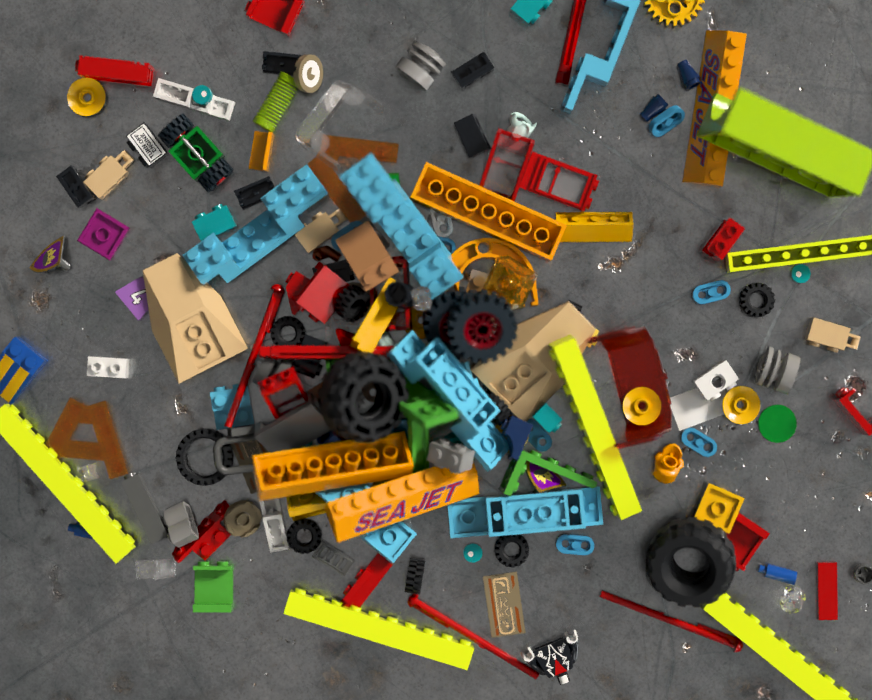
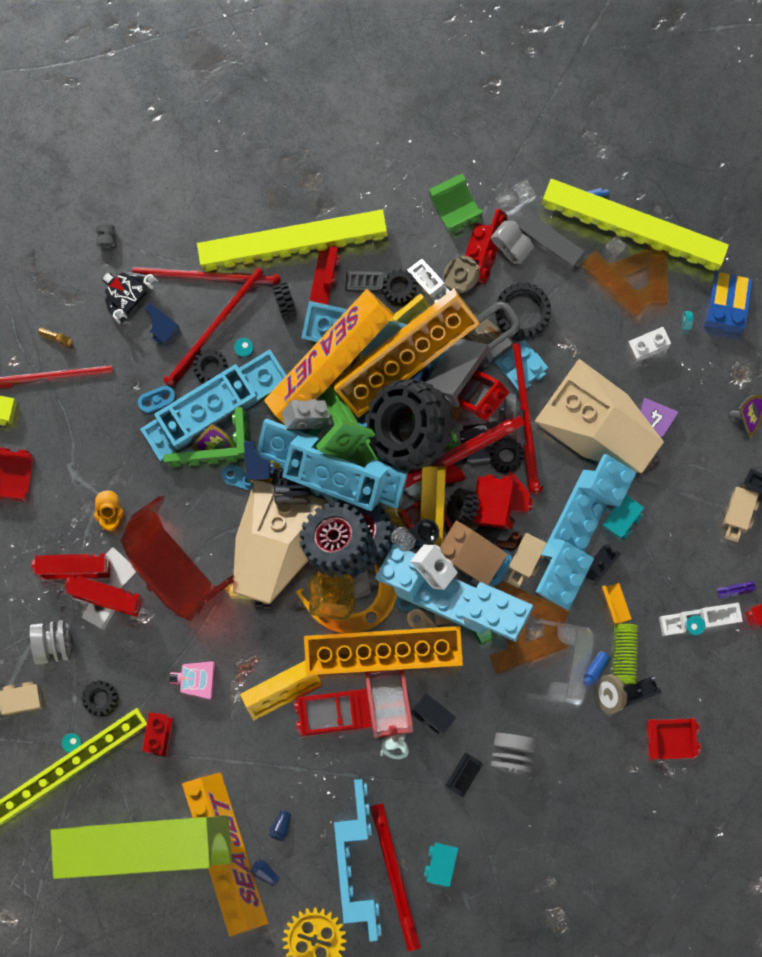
camera: 150 degrees right, 10 degrees down
(61, 372) = (687, 320): none -> teal tile
(103, 234) = (716, 459): magenta tile -> none
(147, 145) = (720, 556): brick -> none
(148, 109) = (737, 589): none -> dark purple axle
(195, 152) = (672, 570): brick -> none
(308, 102) = (596, 668): none -> blue cylinder
(407, 258) = (434, 566): none -> white brick
(504, 604) = (191, 315): dark tan sticker -> none
(507, 389) = (286, 494): none -> black arm
(517, 571) = (186, 362): none -> red bar
(536, 608) = (163, 327): none -> dark blue arch
(548, 418) = (235, 494): teal brick -> none
(595, 427) = (194, 510): neon yellow brick -> none
(638, 650) = (60, 338): none -> pearl gold bar
(642, 416) = (154, 540): yellow dish -> none
(665, 272) = (196, 679): none -> bright pink torso
(666, 121) = (263, 819): dark azure plate -> none
(685, 586) = (38, 410): black tyre -> none
(698, 442) = (90, 544): dark azure plate -> none
(711, 293) = (145, 684): dark azure plate -> none
(711, 385) = (103, 595): none -> red door
(719, 507) = (43, 493): yellow bracket -> none
(725, 428) = (63, 566): none -> red door
(750, 407) = (59, 601): yellow dish -> none
(777, 423) = (27, 597): green piece -> none

